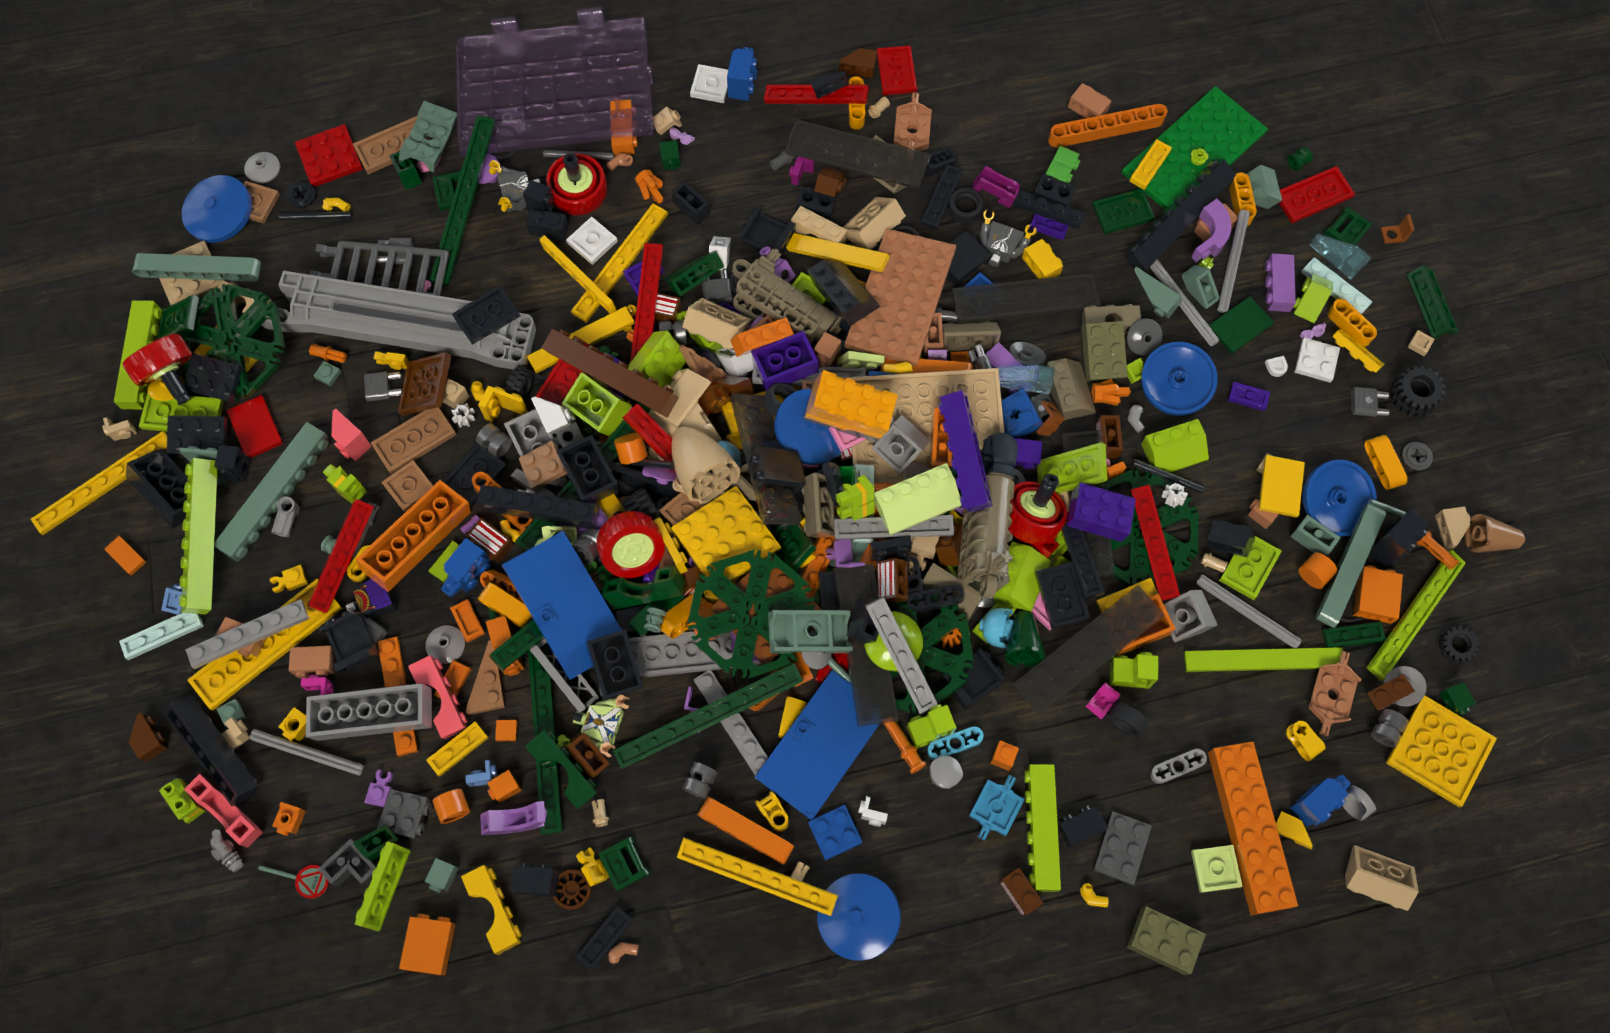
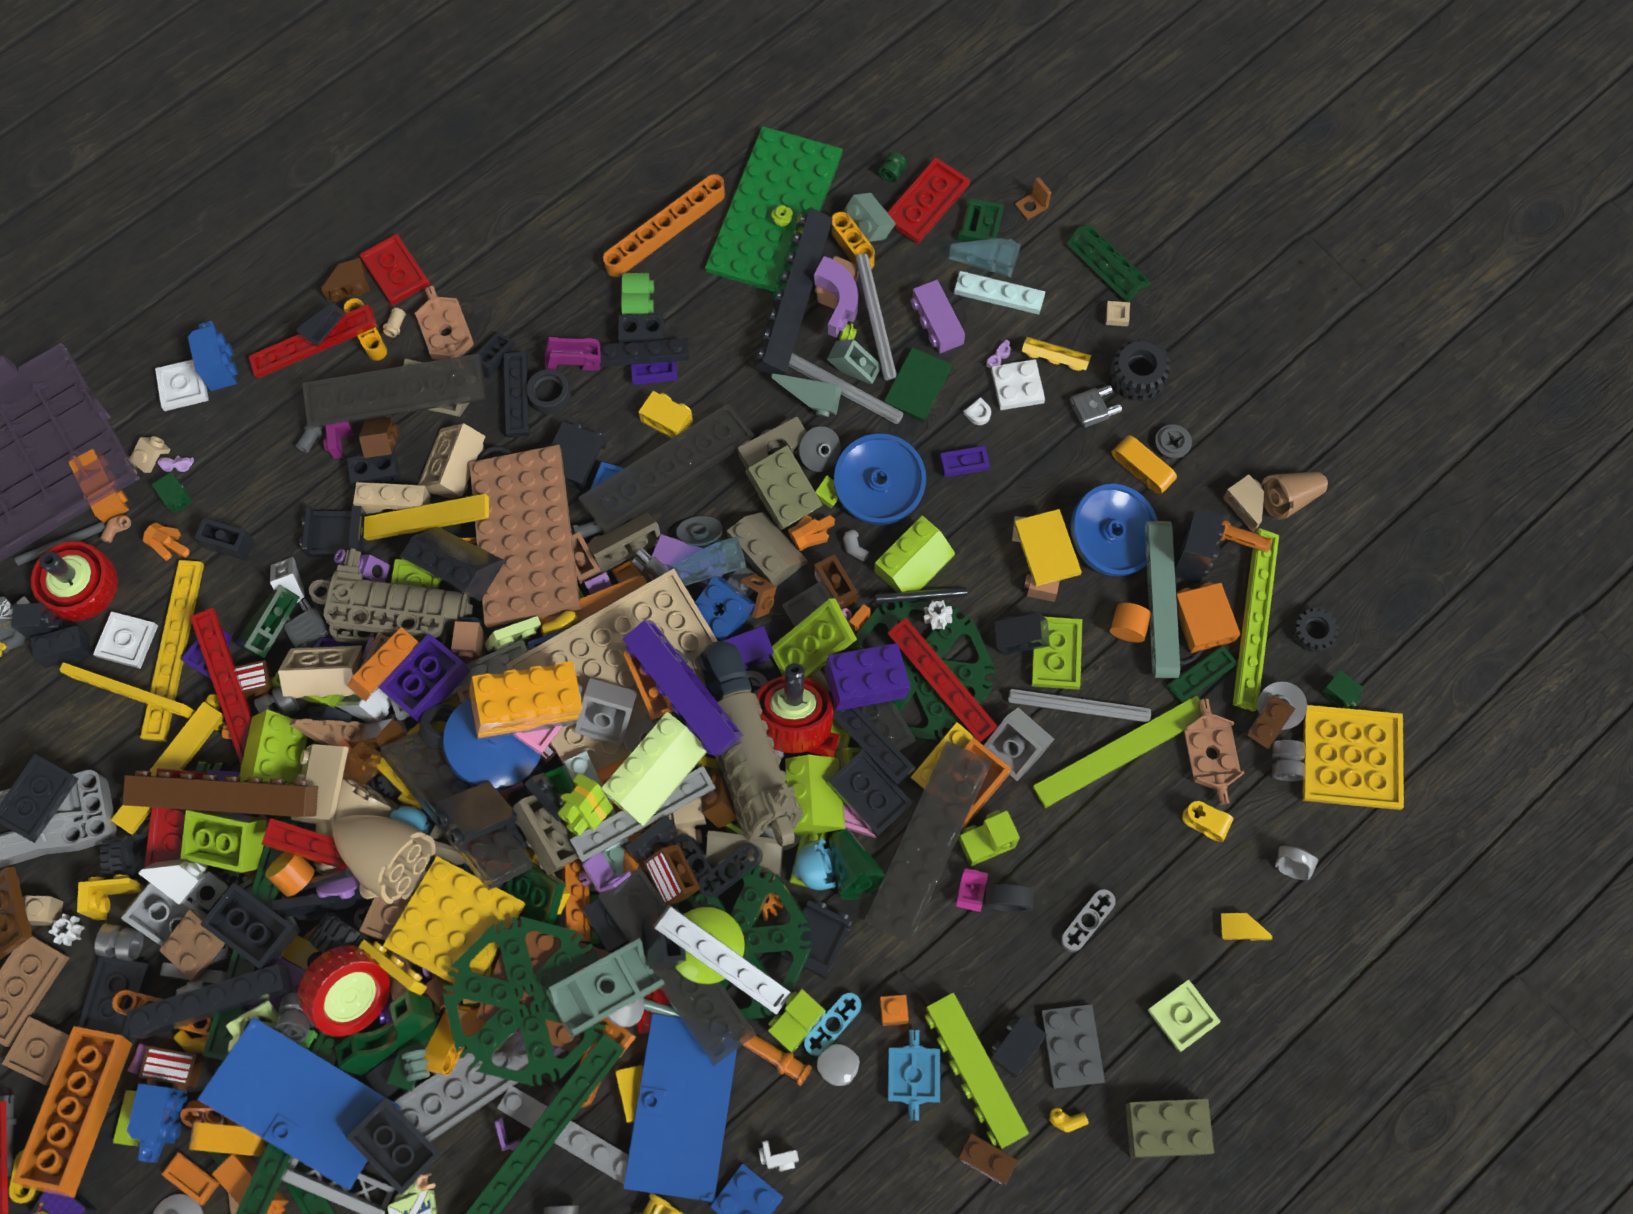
camera: 25 degrees left, 0 degrees up
(477, 390) = (69, 890): yellow arm -> none
(1003, 241) = (610, 413): dark grey torso -> none
(1089, 102) = (631, 208): nougat brick -> none
(1123, 211) = (728, 315): dark green tile -> none
(1150, 164) = (733, 249): yellow plate -> none
(1213, 562) = (1016, 669): tan pin -> none
(1252, 828) = (1200, 951): orange brick -> none
(1315, 295) = (981, 310): lime brick -> none
(1315, 536) = (1110, 586): sand green brick -> none
(1321, 800) = (1256, 880): blue hinge -> none
(1350, 314) = (1028, 317): light orange beam -> none
(1381, 878) = (1359, 932): tan slope -> none
(1389, 509) = (1174, 516): sand green bar -> none

